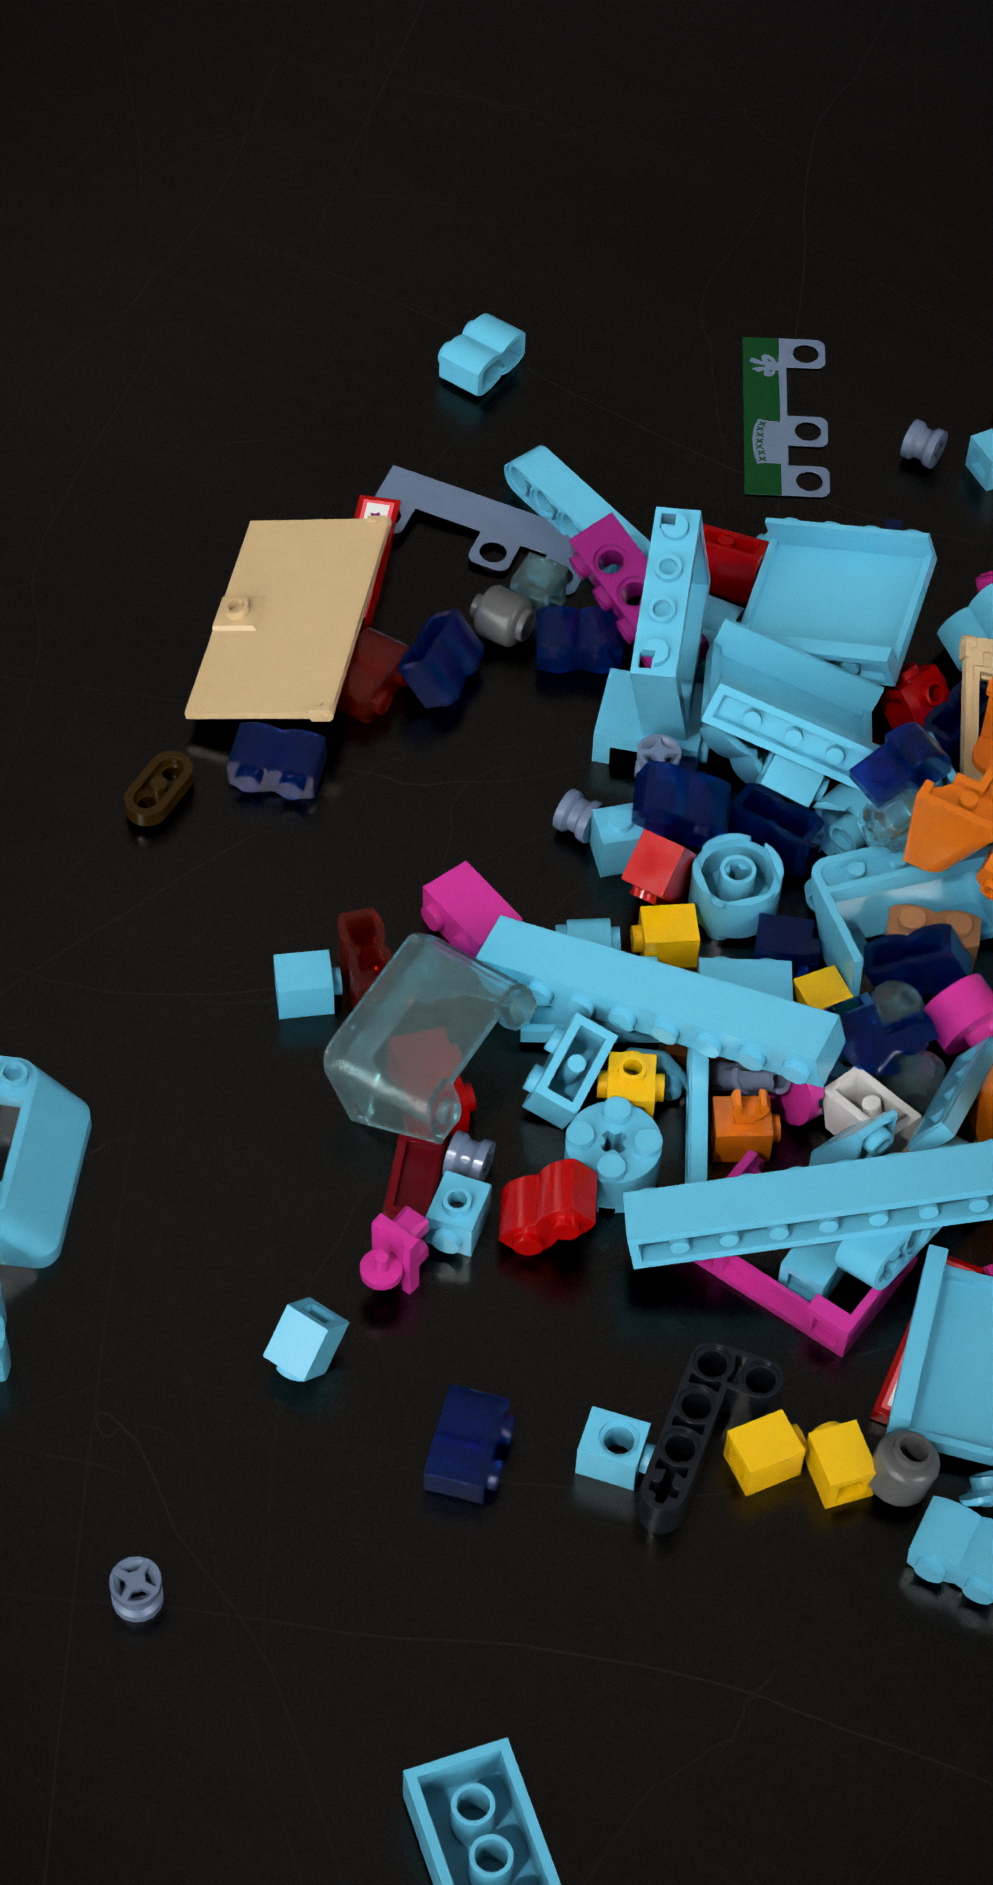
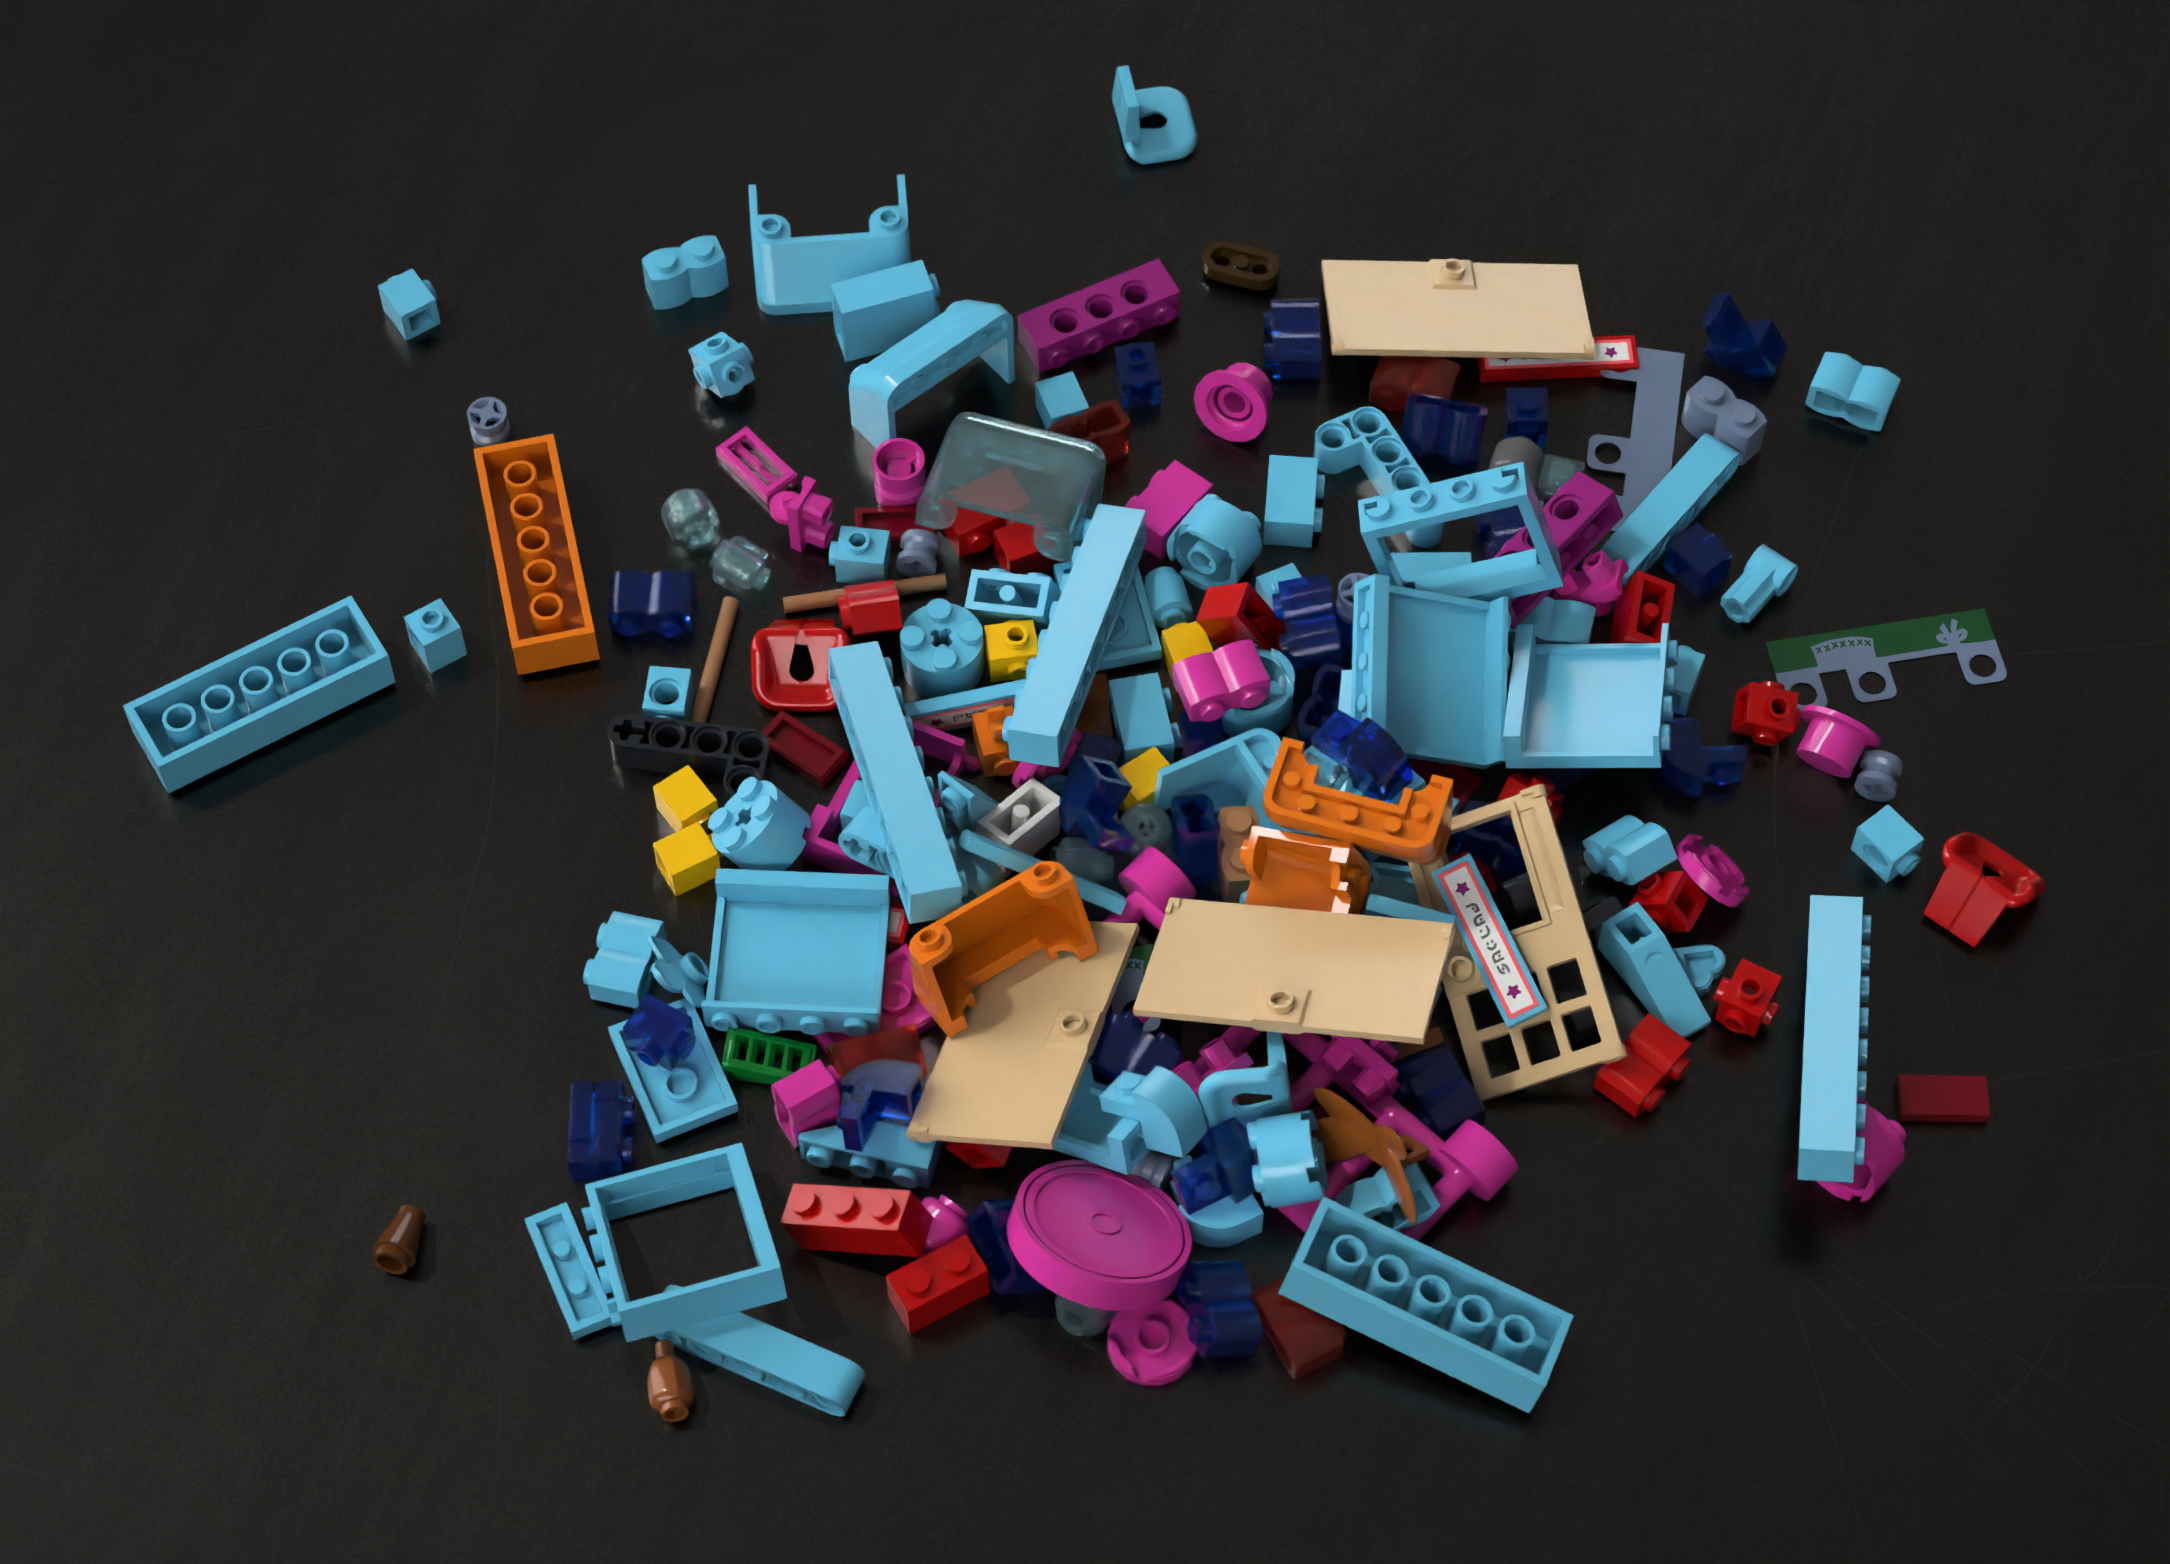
camera: 80 degrees right, 5 degrees up
(126, 1118) = (882, 308): none -> medium azure brick
(141, 1305) = (722, 364): none -> medium azure brick
(189, 927) = (1099, 315): none -> magenta brick
(250, 1078) = (927, 358): none -> medium azure windscreen
(261, 1326) = (776, 485): none -> dark pink tile
(279, 907) = (1137, 374): none -> clear blue brick
(305, 1340) = (716, 472): medium azure brick -> none
(356, 821) = (1234, 402): none -> dark pink piece
(357, 1380) = (690, 518): none -> clear light blue head
(360, 1152) = (898, 472): none -> dark pink wheel
(370, 1555) = (536, 554): none -> orange brick
(403, 415) = (1741, 345): none -> clear blue brick
(439, 1340) = (740, 566): none -> clear light blue head
(444, 589) = (1526, 414): none -> clear blue brick
(461, 1695) = (435, 635): none -> medium azure brick
(476, 718) = (1370, 441): none -> medium azure beam
(484, 449) = (1715, 410): none -> sand blue brick
(490, 809) = (1291, 501): none -> medium azure brick
(494, 1064) = (1017, 552): none -> red brick
(498, 1251) = (829, 598): none -> medium nougat bar
(543, 875) = (1215, 543): none -> medium azure brick
(548, 1392) = (714, 660): none -> medium nougat bar
(558, 1294) = (771, 661): none -> red piece
(575, 815) = (1308, 559): sand blue wheel -> none
(640, 500) = (1697, 559): none -> clear blue brick
(682, 467) = (1763, 577): none -> medium azure piece
(709, 1317) = (804, 749): none -> dark red tile
(753, 885) = (1221, 681): none -> dark pink brick
(828, 1396) = (759, 827): none -> medium azure brick
(845, 497) = (1765, 712): none -> red brick
(890, 458) = (1834, 740): none -> dark pink piece
(904, 1468) = (692, 886): dark grey head -> none

